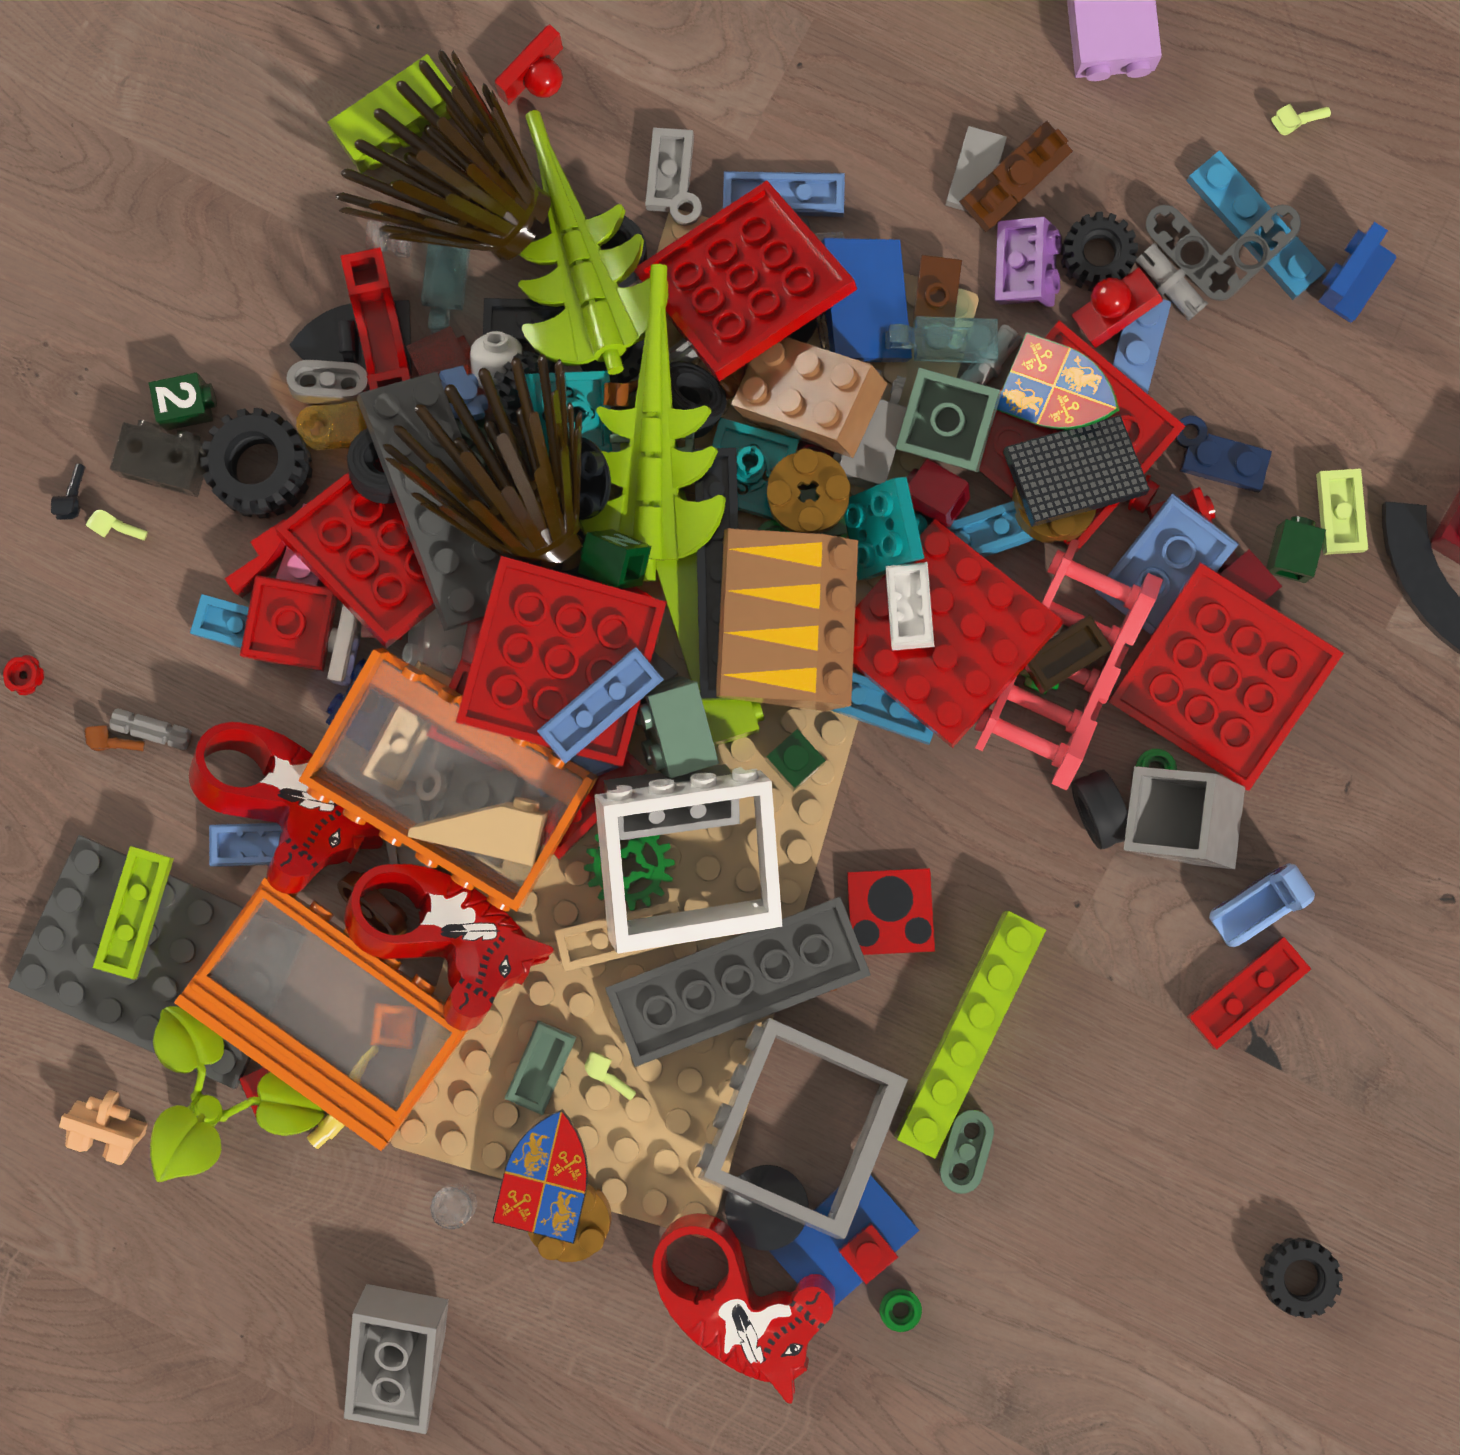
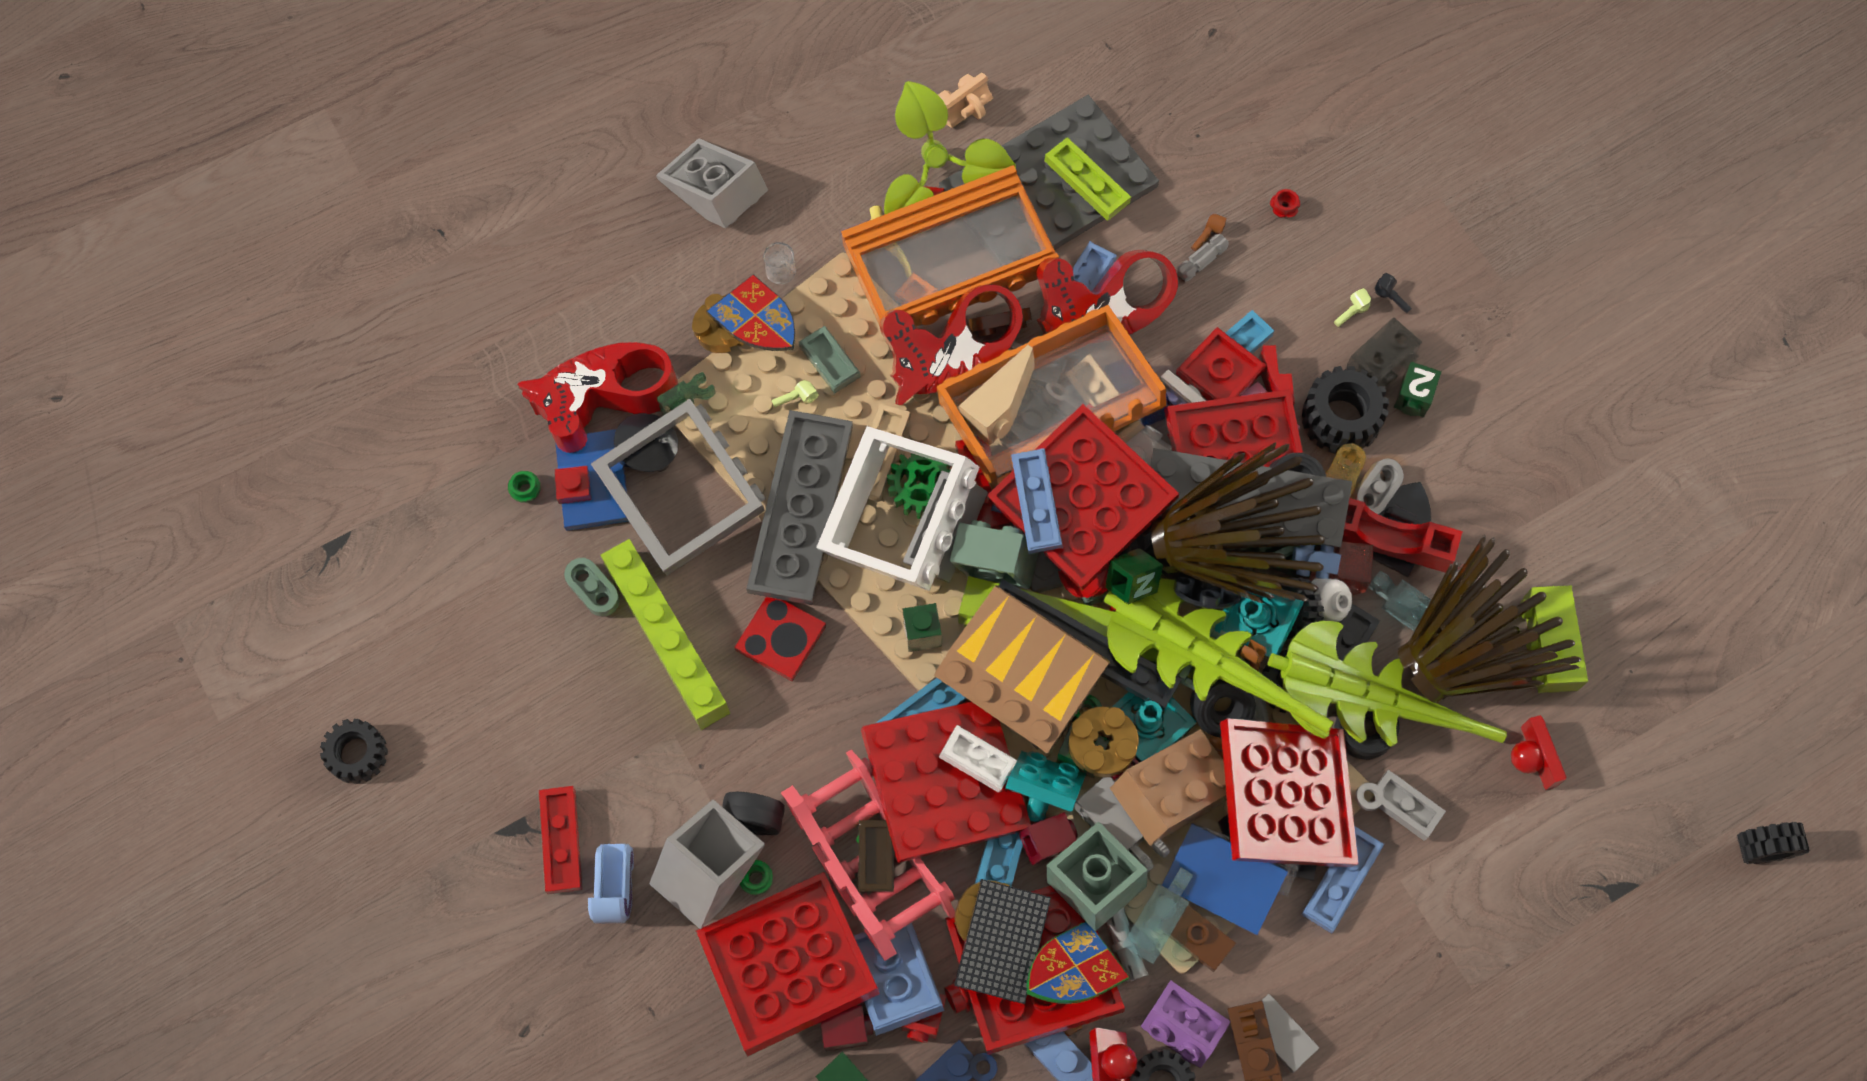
camera: 120 degrees right, 15 degrees down
(699, 1201) = (683, 392): none -> clear green plate

